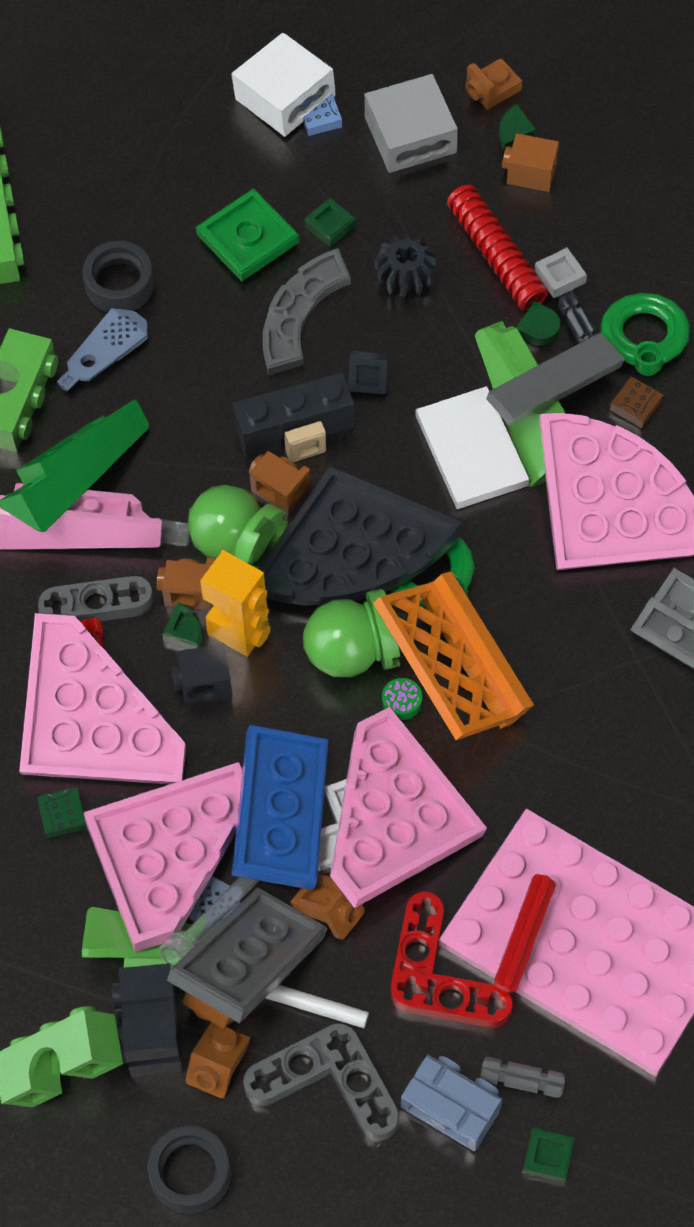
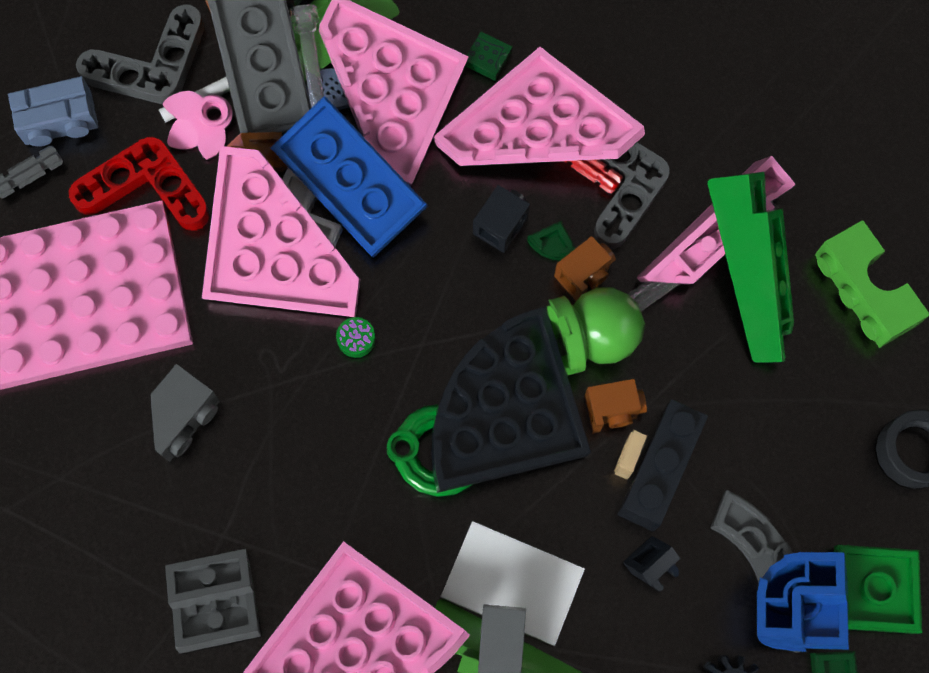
camera: 130 degrees right, 10 degrees up
(102, 348) = (857, 382): sand blue piece -> none
(238, 601) = (522, 260): light orange arch -> none
(309, 251) = (804, 603): none -> blue brick
(348, 637) = (427, 328): bright green tile -> none
(348, 982) = (193, 125): none -> bright pink plate
(467, 645) = (335, 408): orange fence -> none
(524, 933) = (100, 245): red axle -> none
(585, 761) = (178, 410): none -> dark grey slope

